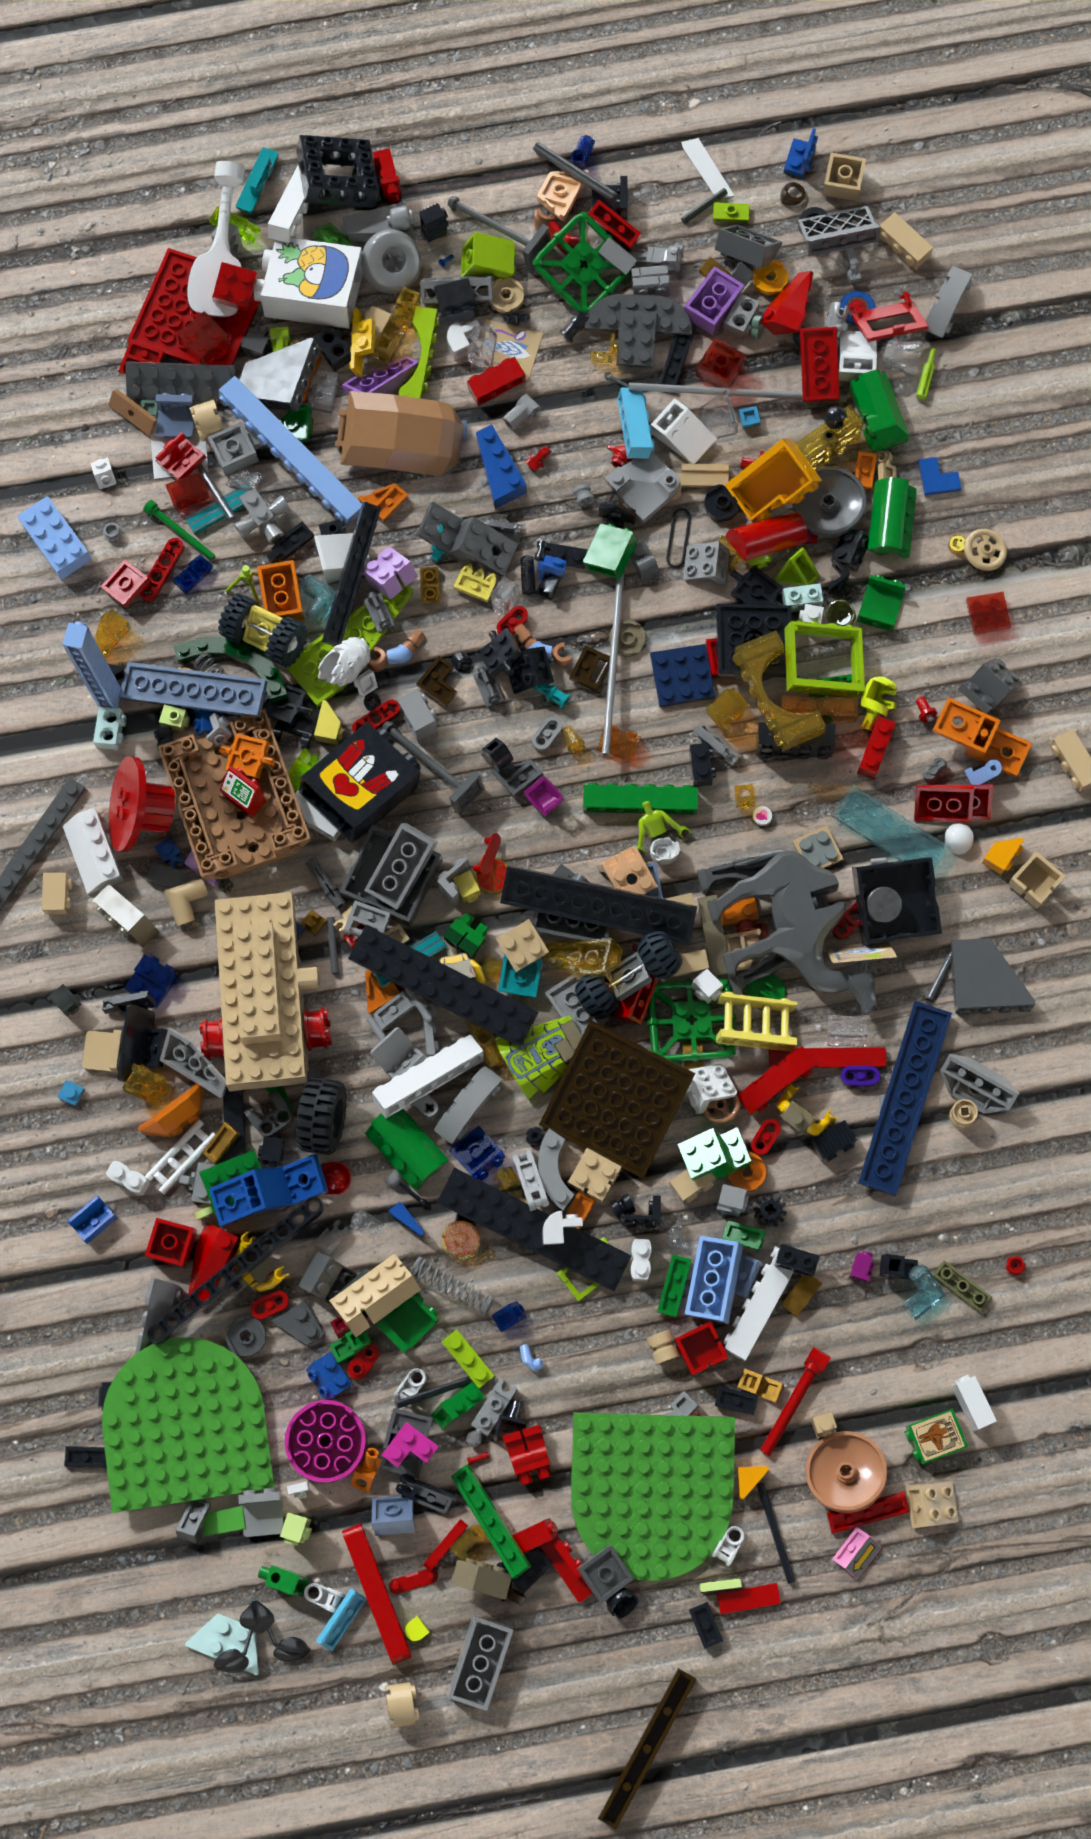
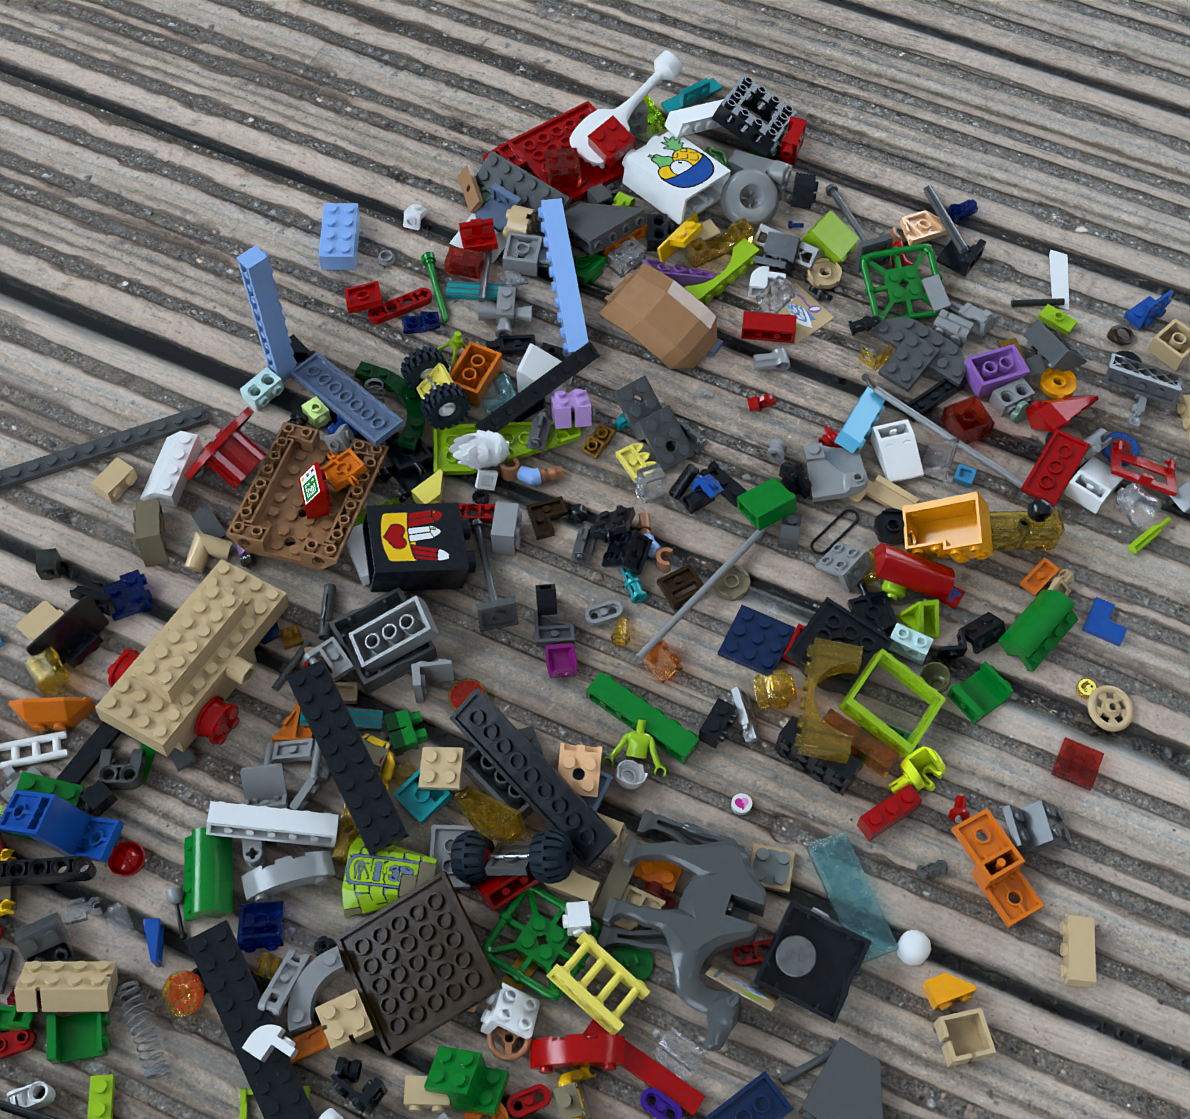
camera: 30 degrees right, 15 degrees down
(110, 631) = (318, 325): clear yellow slope -> none
(169, 852) = (227, 508): blue plate -> none
(189, 1061) = (93, 675): light grey wedge -> none
(221, 1143) = (64, 762): pearl gold tile -> none
(321, 1116) = (153, 792): black tyre -> none
(387, 499) = (612, 360): orange wing -> none
(467, 887) = (437, 691): light yellow brick -> none
(490, 853) = (478, 676): red piece -> none
(500, 470) = (719, 395): blue wedge -> none
(509, 620) = (644, 505): red plate -> none
(509, 1316) = (167, 1097): clear blue bracket -> none
(615, 225) = (952, 275): red brick -> none
(746, 801) = (736, 781): clear yellow bracket -> none
(811, 613) = (910, 659): white brick -> none
(835, 505) = (992, 583): dark grey dish -> none
(879, 411) = (1085, 534): green brick -> none
(953, 803) = (930, 909): red slope -> none
(985, 773) = (987, 902): light blue leg -> none

